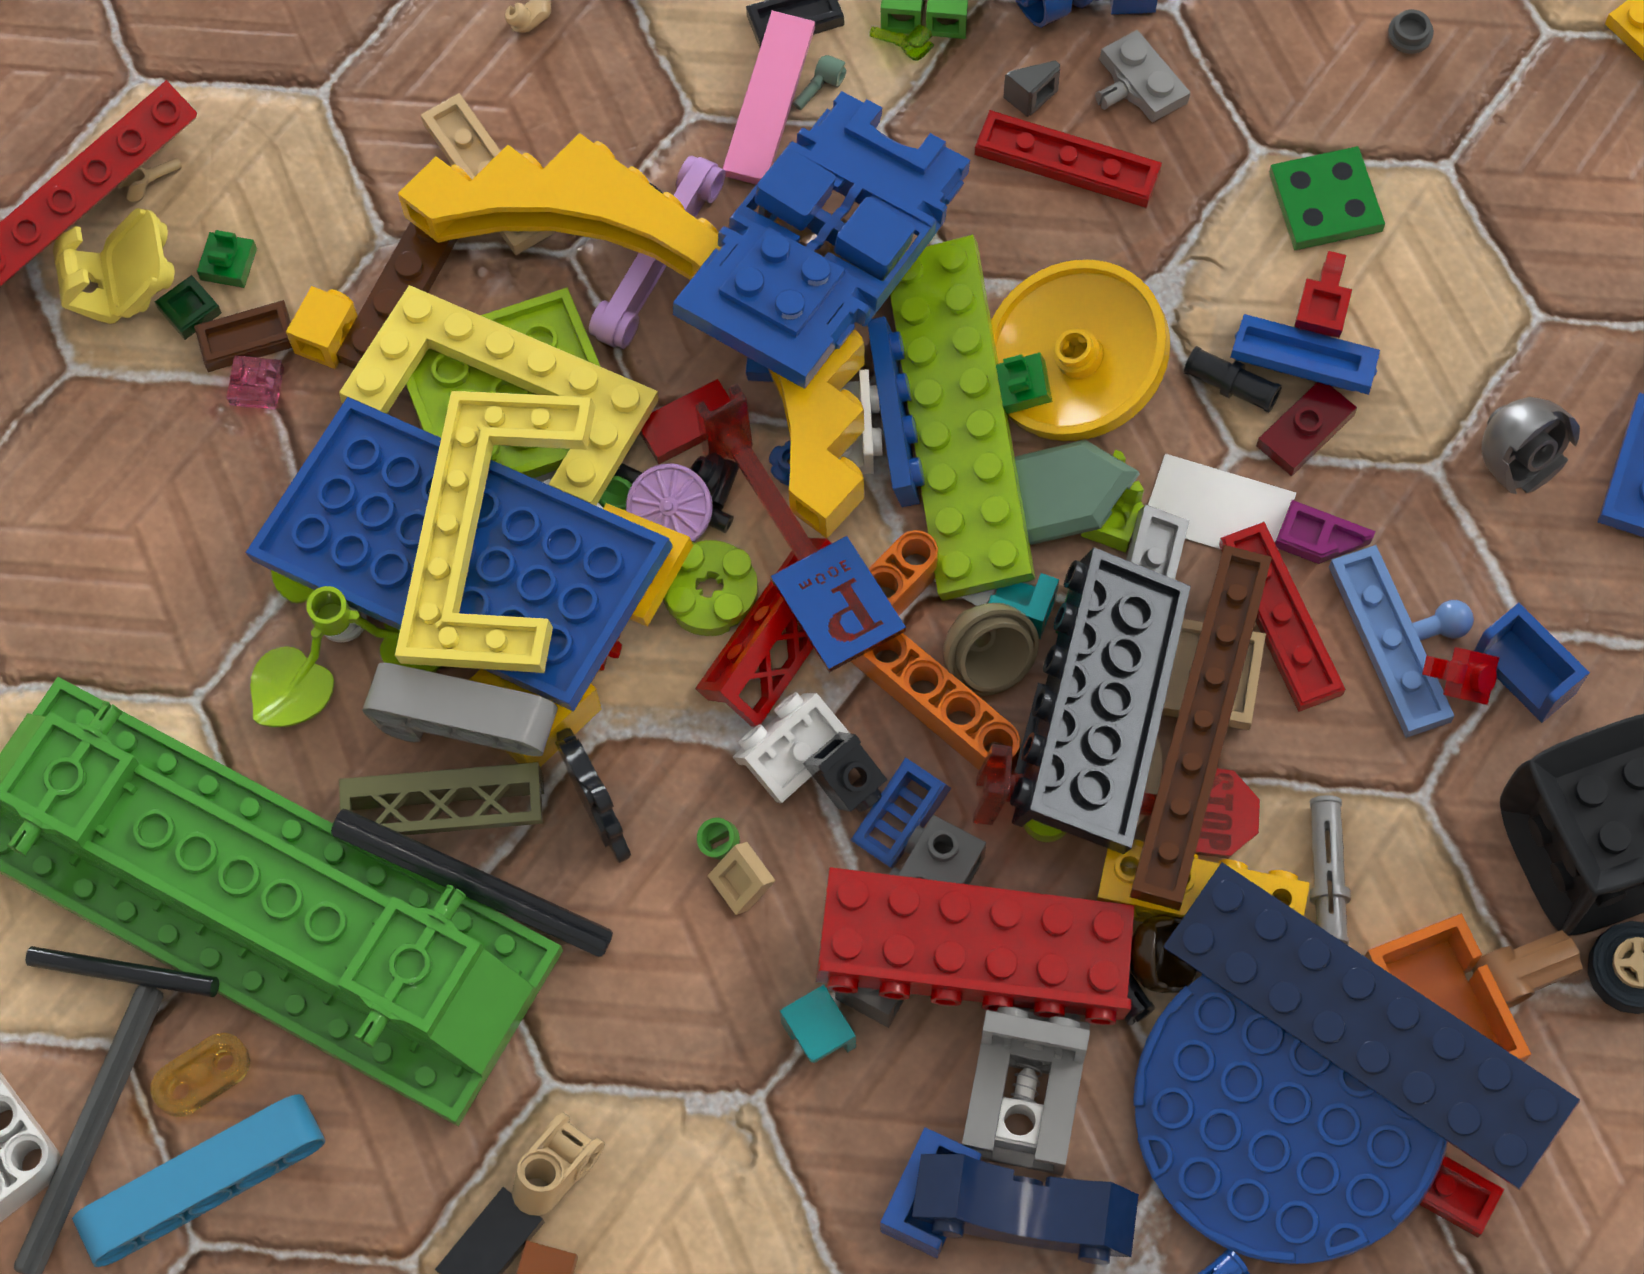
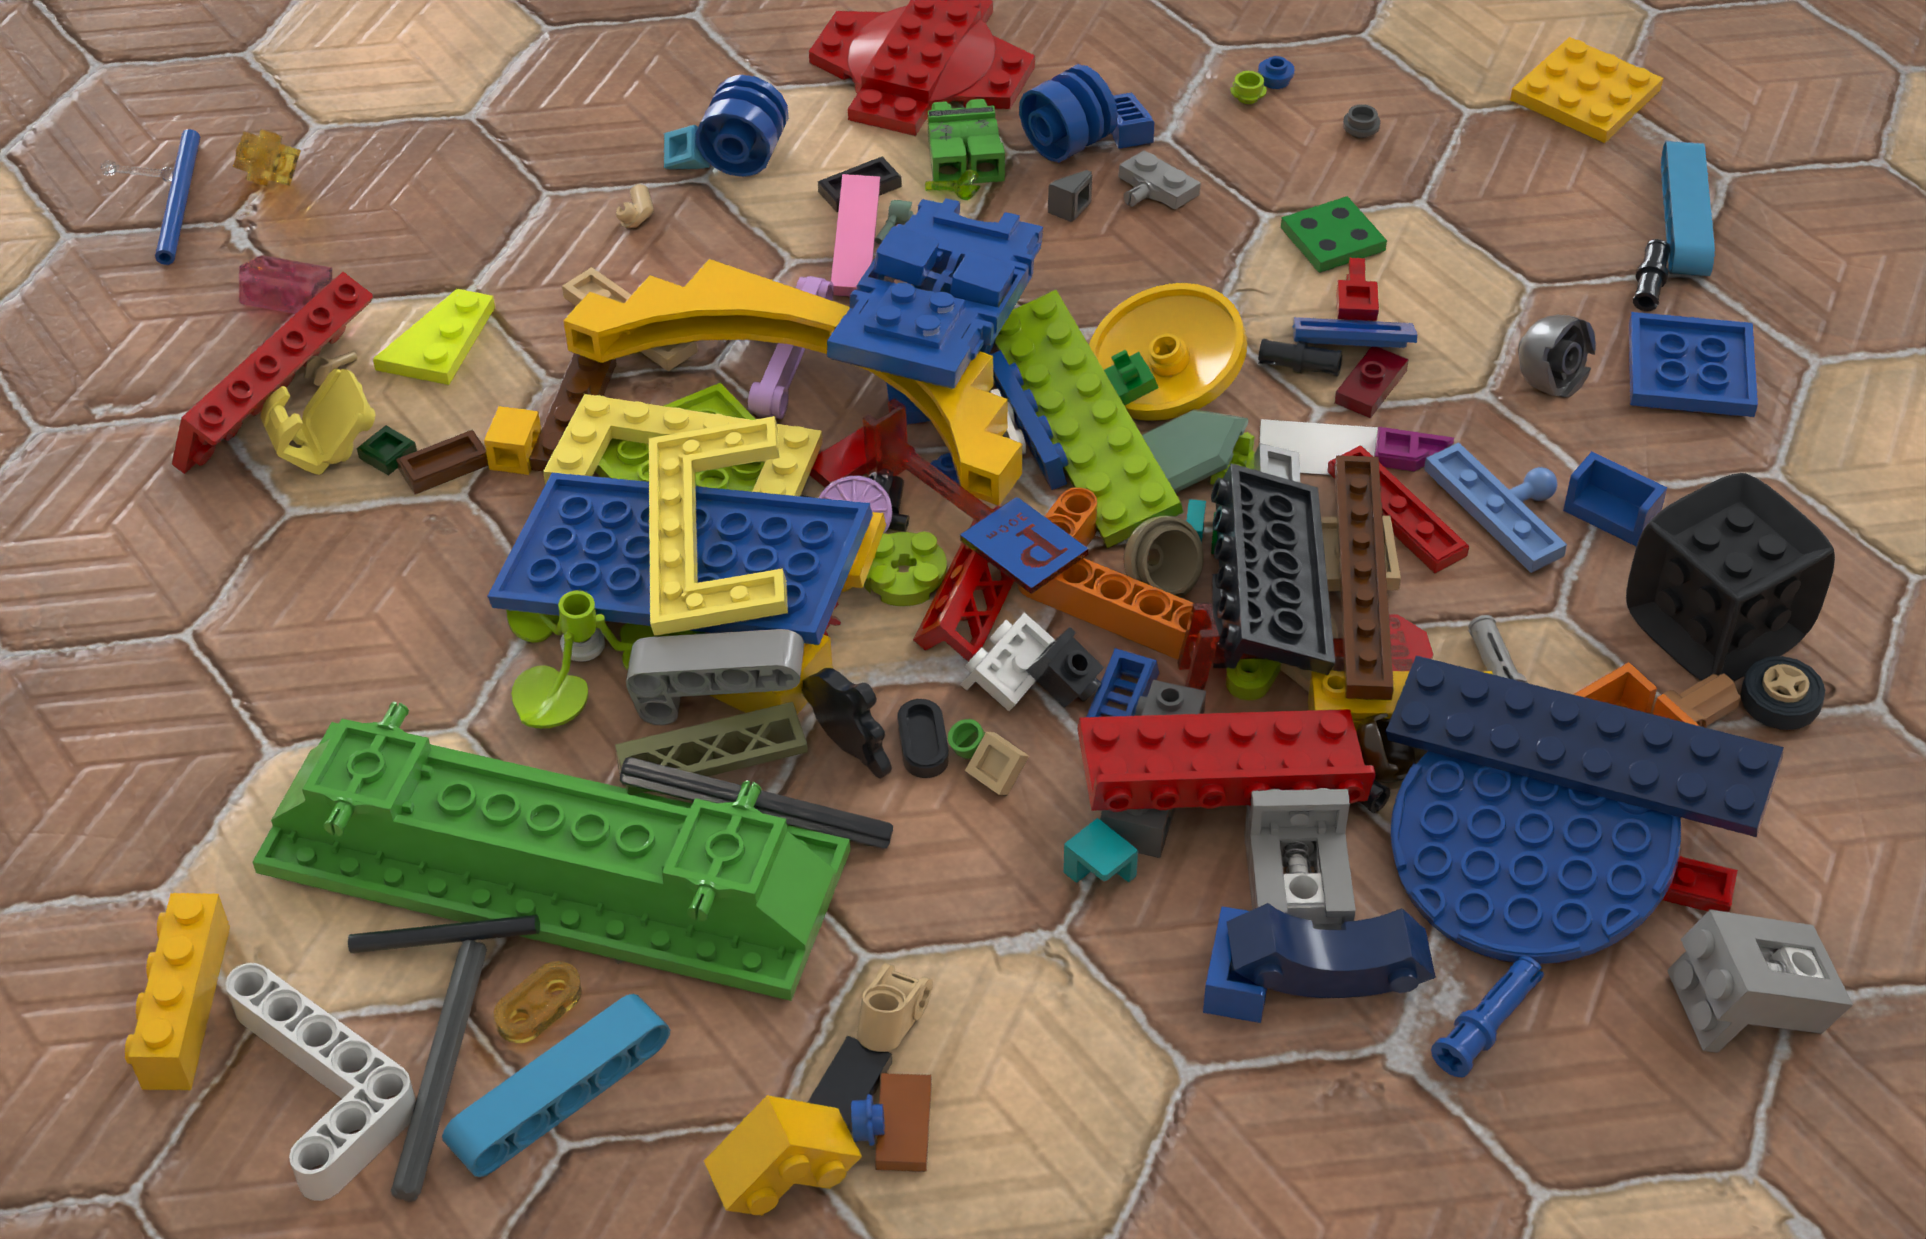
camera: 15 degrees left, 20 degrees down
(117, 46) = (280, 283): none -> clear pink bracket
(227, 259) = (414, 410): green tile -> none
(255, 382) = (460, 490): clear pink tile -> none
(276, 158) = (439, 340): none -> neon yellow wing
(674, 820) = (923, 738): none -> black tile
(1068, 158) = (1116, 241): red tile -> none
(1467, 675) = (1568, 511): red plate -> none

